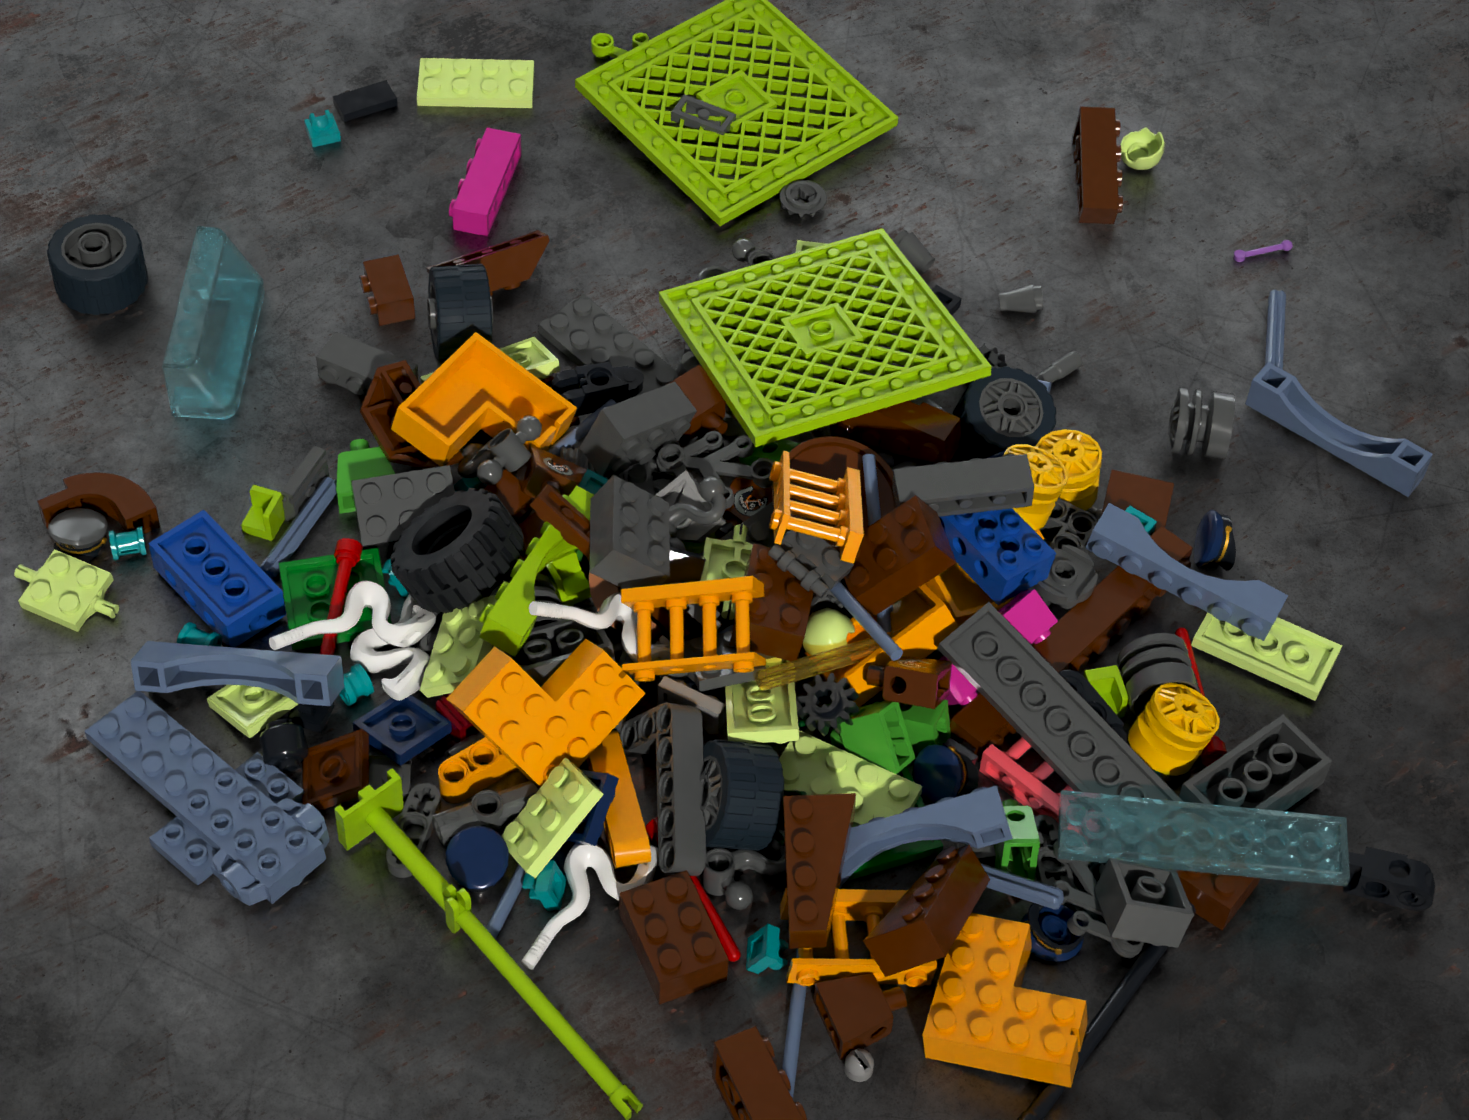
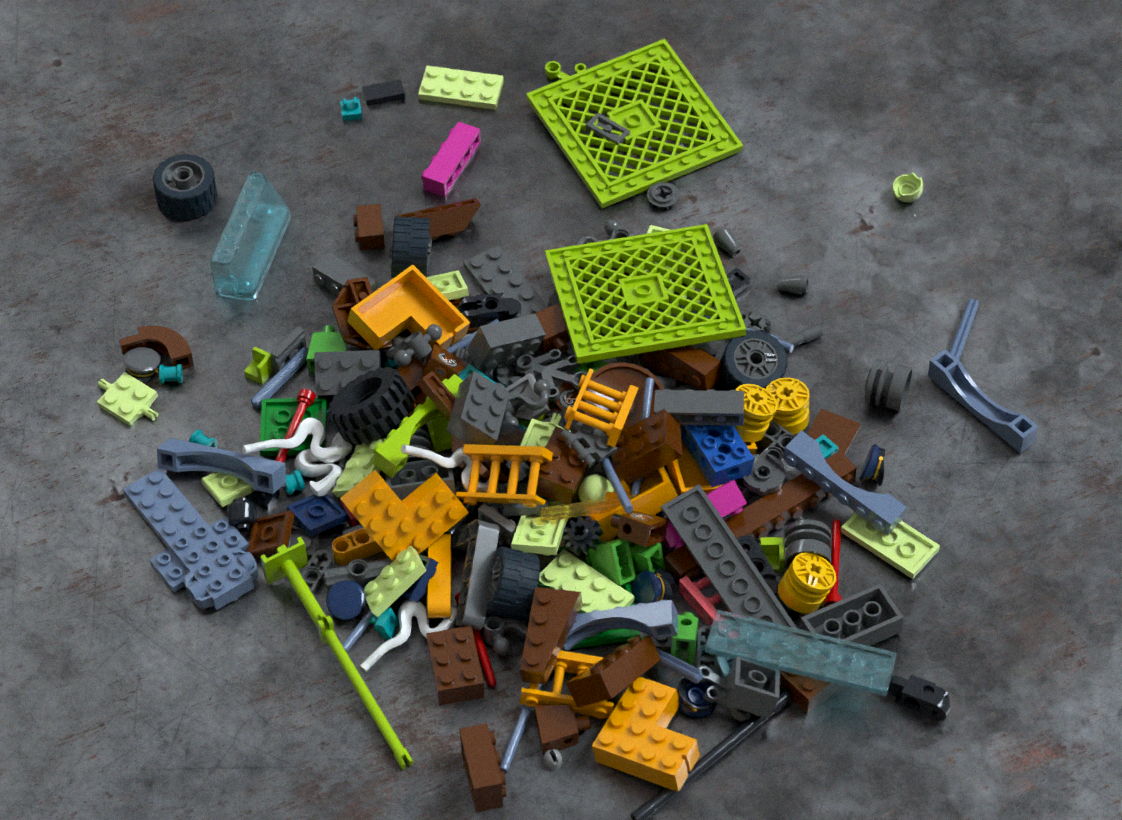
camera: 15 degrees right, 0 degrees up
(217, 579) = (230, 415): blue brick -> none
(764, 950) = (509, 682): teal tile -> none
(1097, 165) = (871, 195): reddish brown wedge -> none
(1240, 255) = (957, 271): medium lavender hinge -> none

